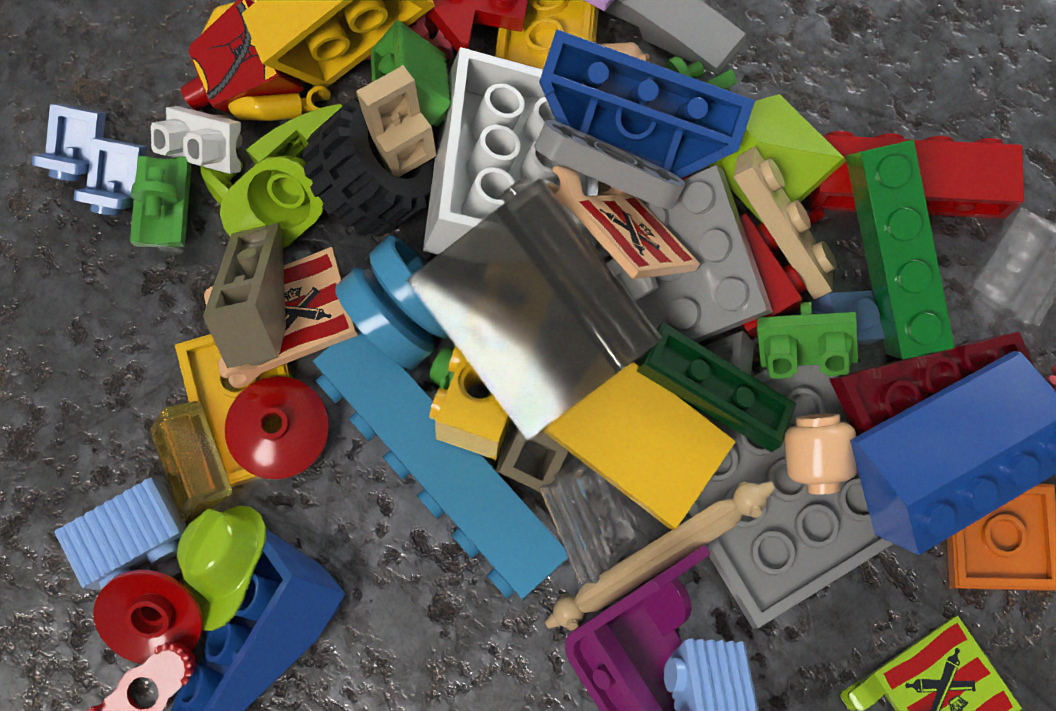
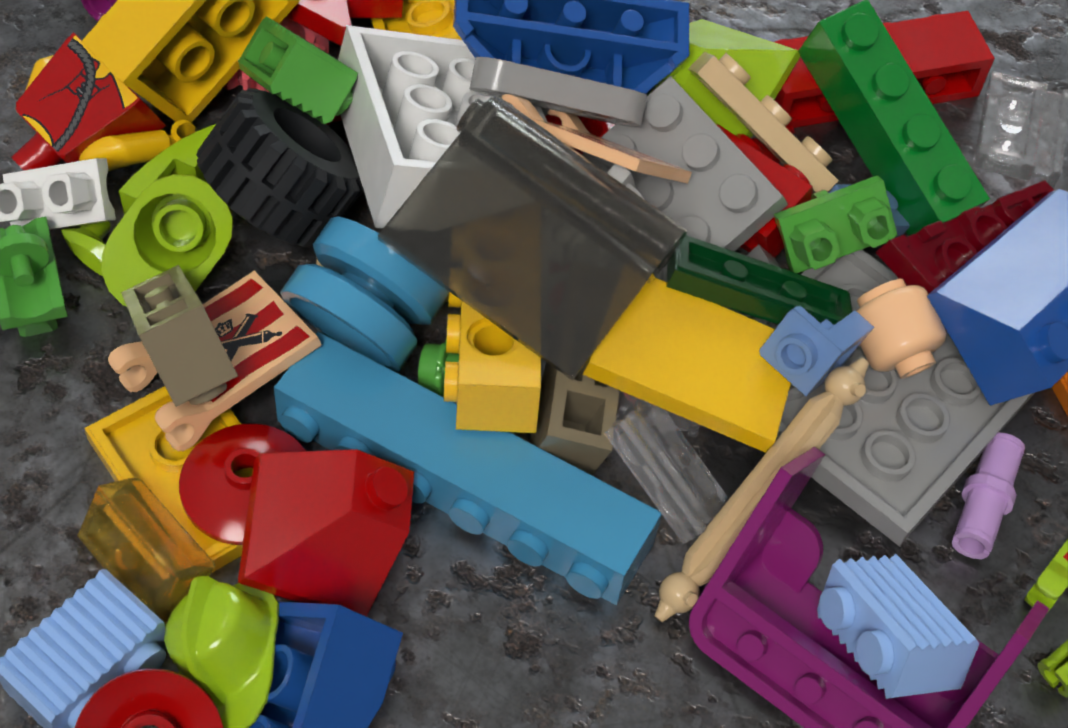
camera: 25 degrees left, 20 degrees down
(314, 490) = (325, 526): none -> red slope
(395, 122) = (300, 92): tan slope -> none
(735, 465) = (810, 350): none -> medium blue bracket
(845, 604) = (988, 496): none -> lavender pin

